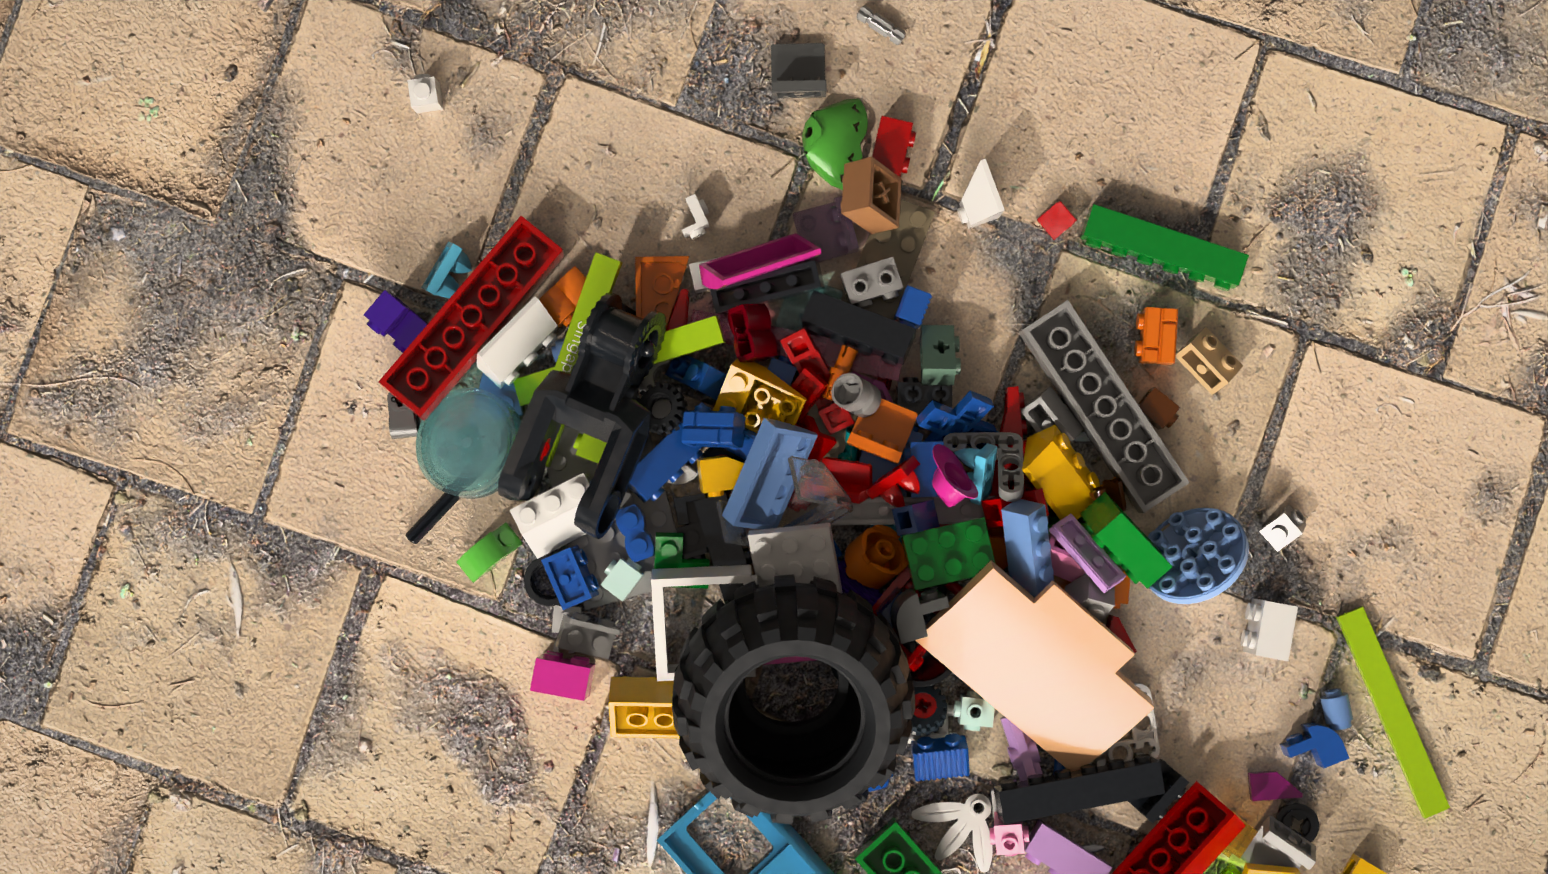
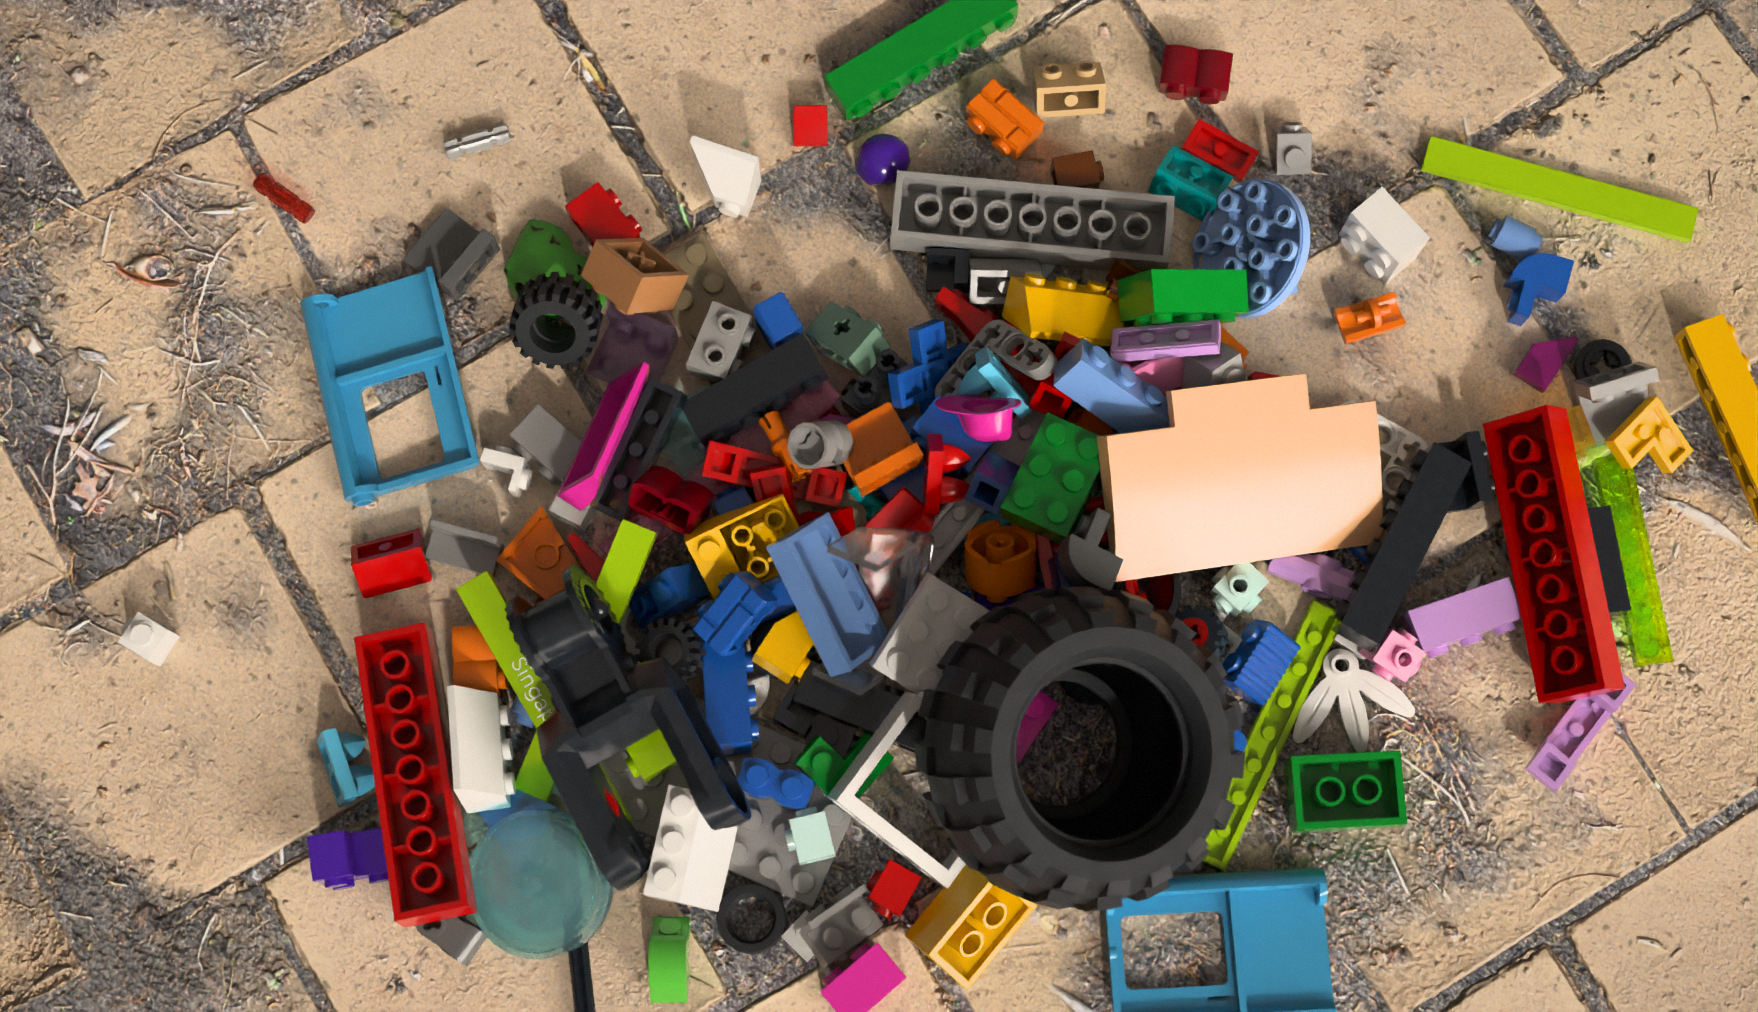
camera: 55 degrees left, 10 degrees down
(571, 576) = (765, 890): blue bracket -> none
(584, 195) = (390, 563): none -> red panel
(626, 232) = (463, 548): none -> light grey panel
(632, 648) = (892, 889): none -> red brick
(708, 70) = (375, 340): none -> dark azure piece
(729, 228) = (547, 443): none -> light grey brick
(821, 167) = (552, 343): none -> black tyre
(912, 794) = (1273, 728): none -> lime tile
(1032, 379) = (947, 269): none -> black panel
(1071, 281) = (881, 158): none -> dark purple hair
(1210, 482) = (1190, 181): none -> teal bracket
(1210, 659) = (1369, 318): none -> orange hips
(1246, 484) = (1220, 150): none -> red plate
(1284, 430) = (1195, 73): none -> dark red brick

